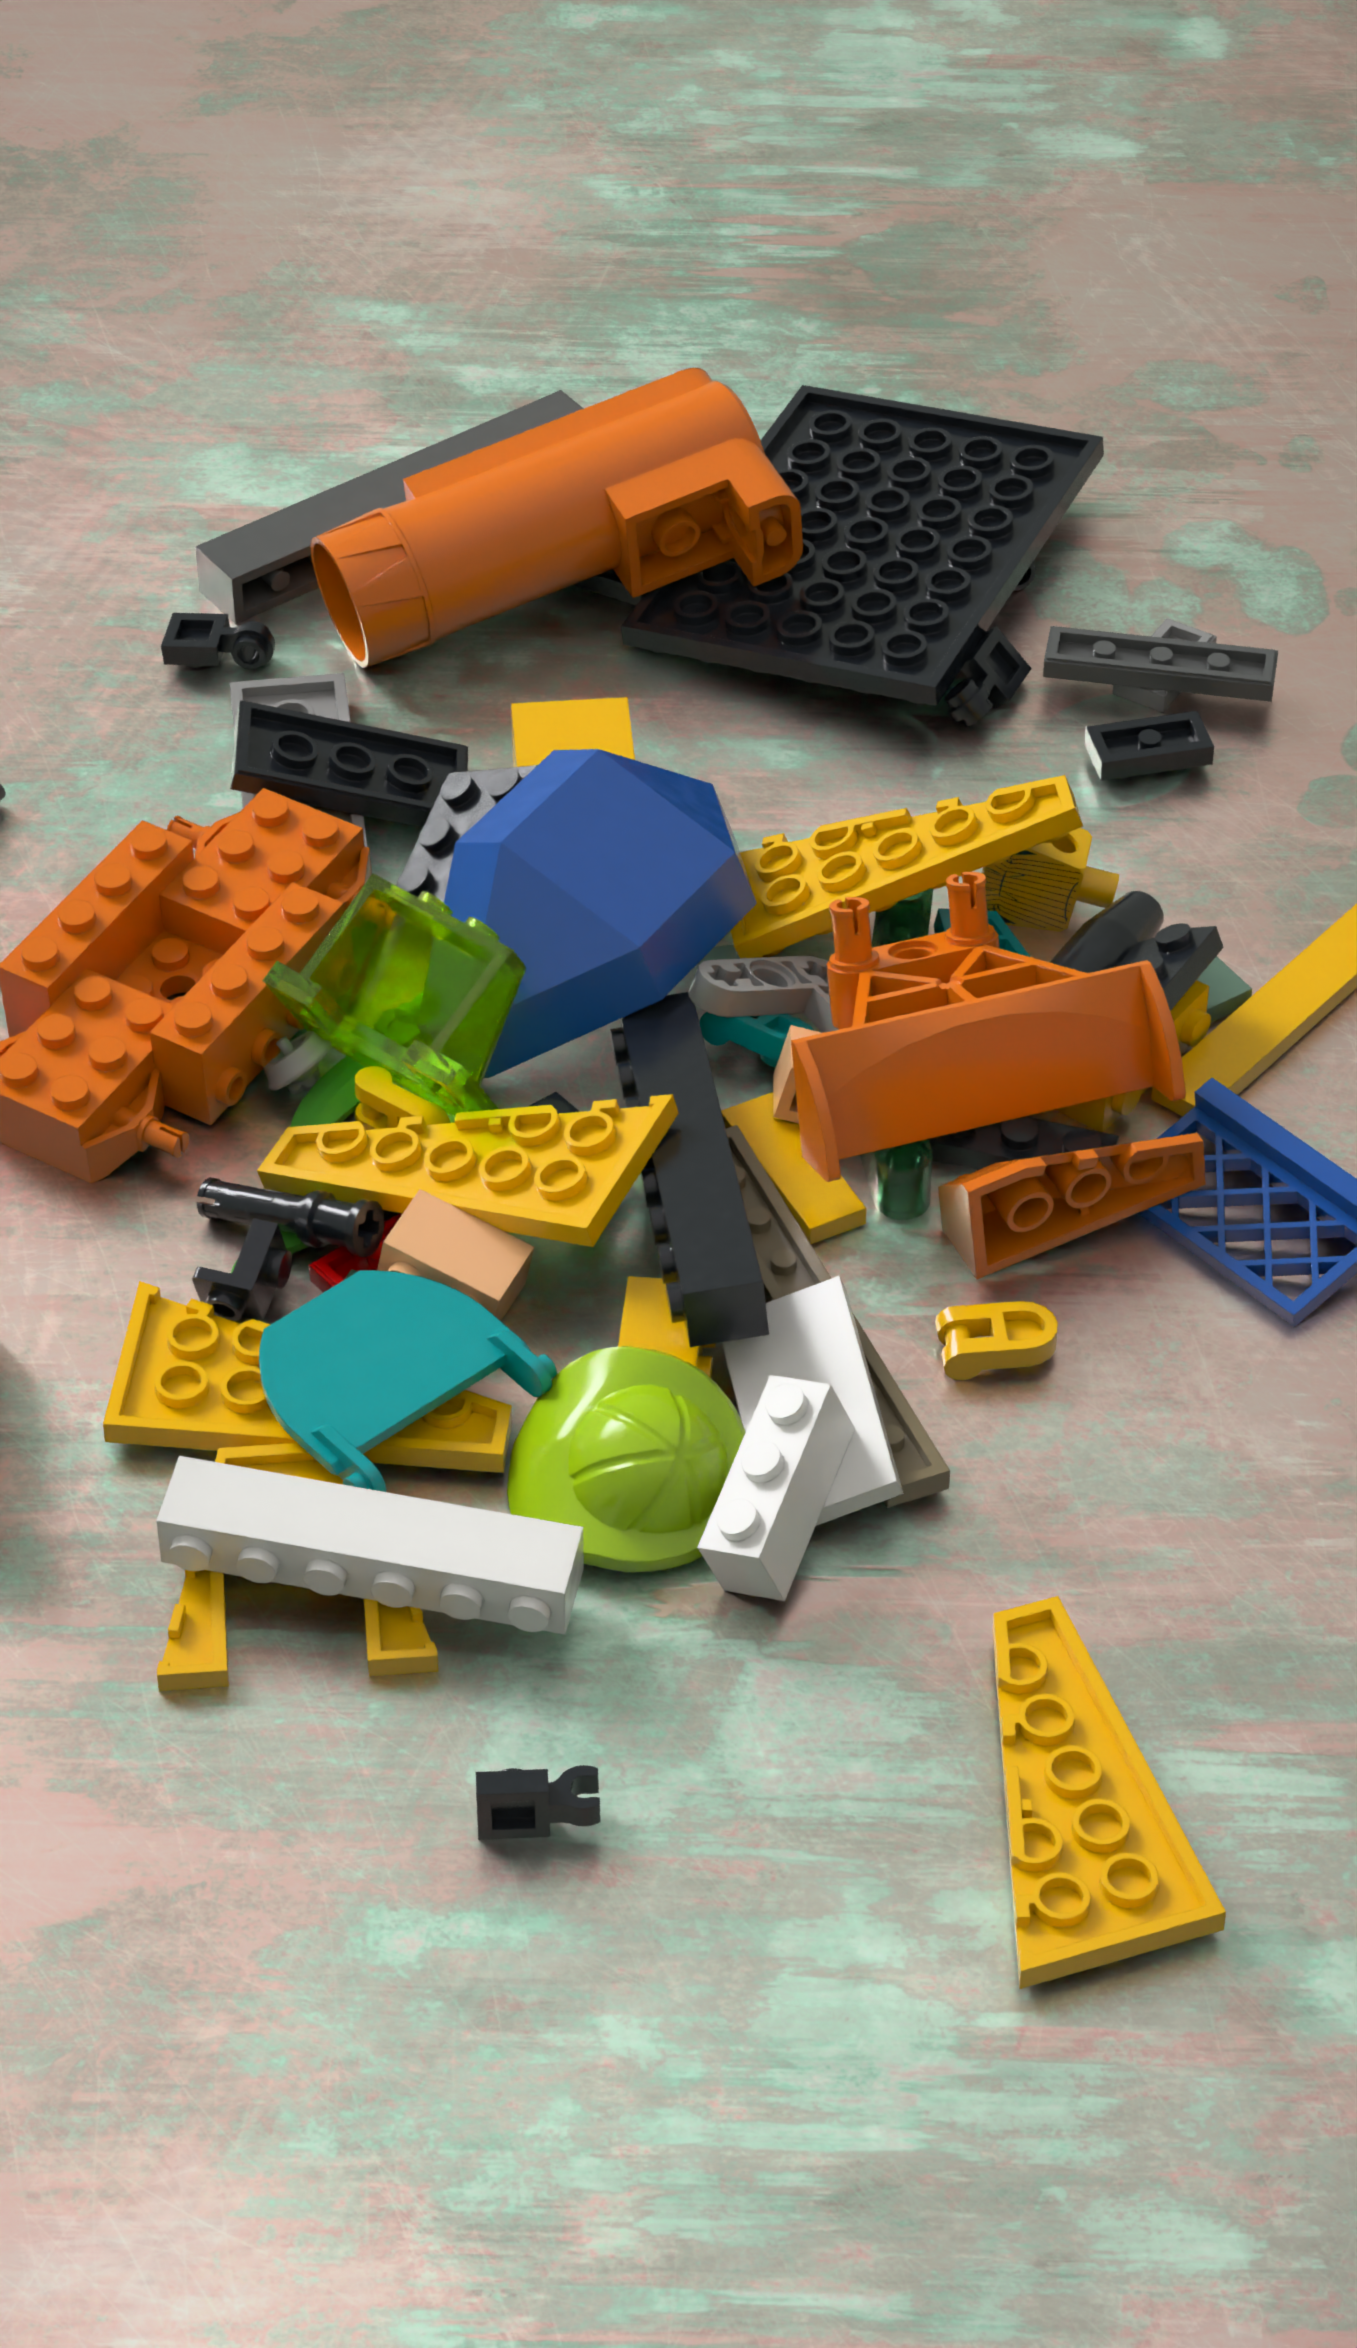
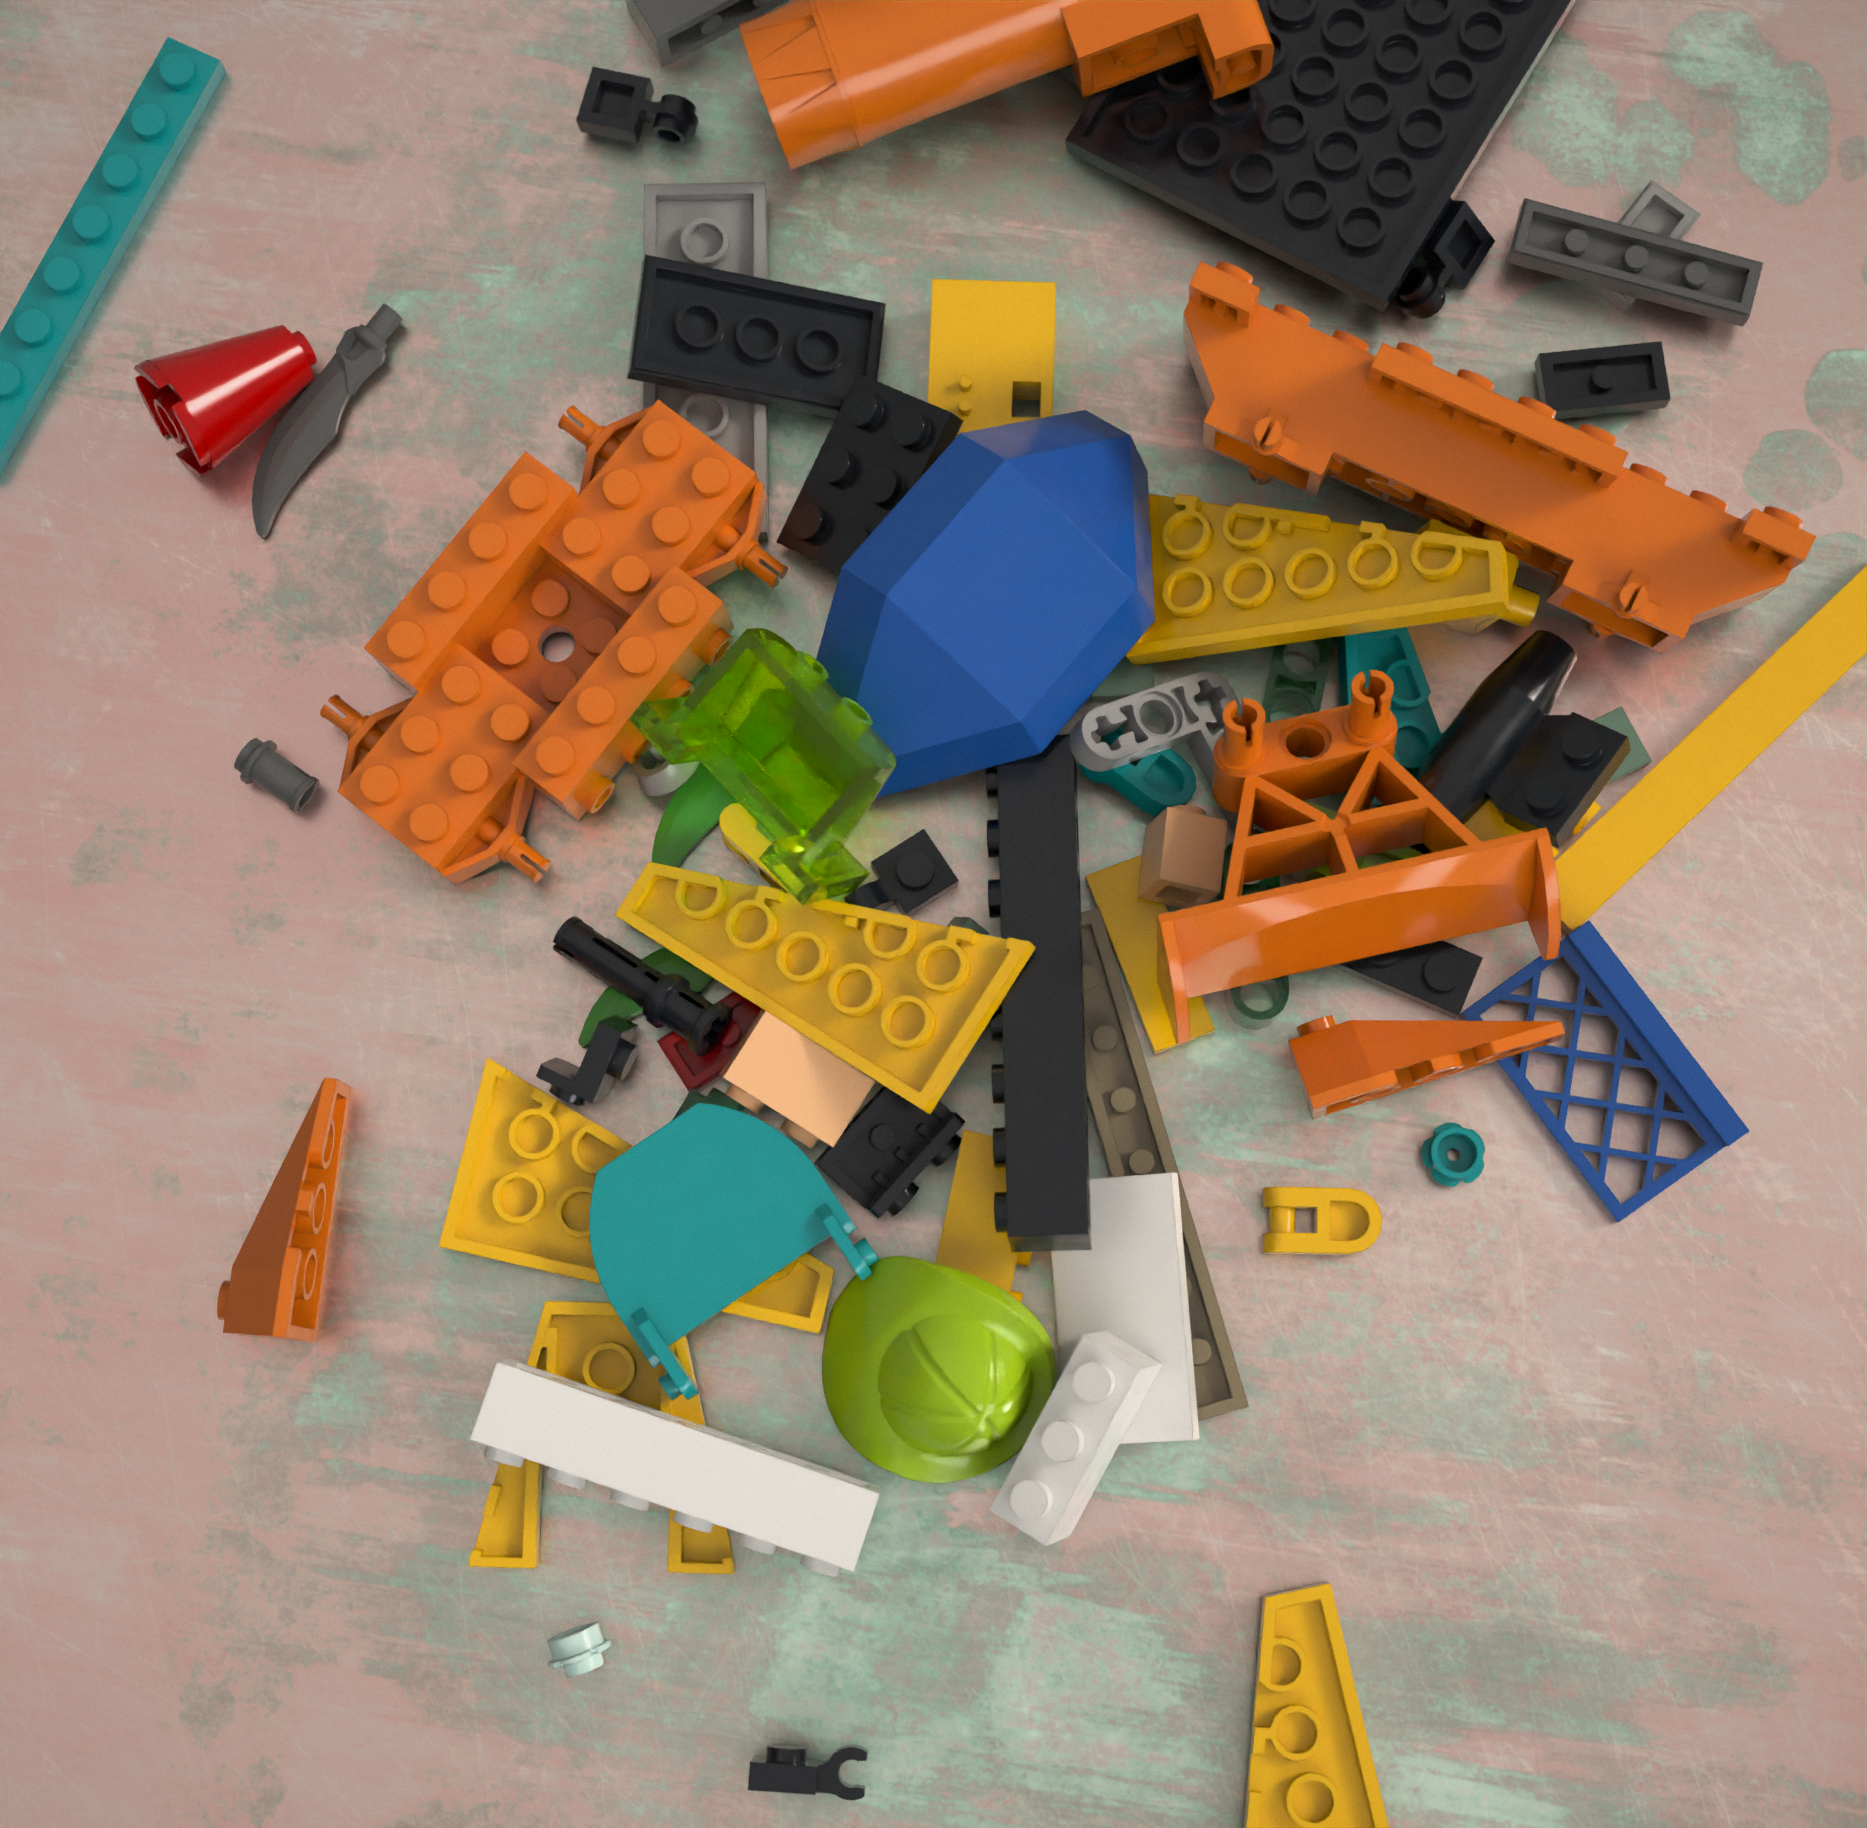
camera: 10 degrees right, 35 degrees up
(279, 1730) = (578, 1649): none -> light aqua plate
(564, 1306) = (888, 1150): none -> black bracket
(1120, 1278) = (1470, 1149): none -> teal plate
(1171, 796) = (1455, 452): none -> orange piece

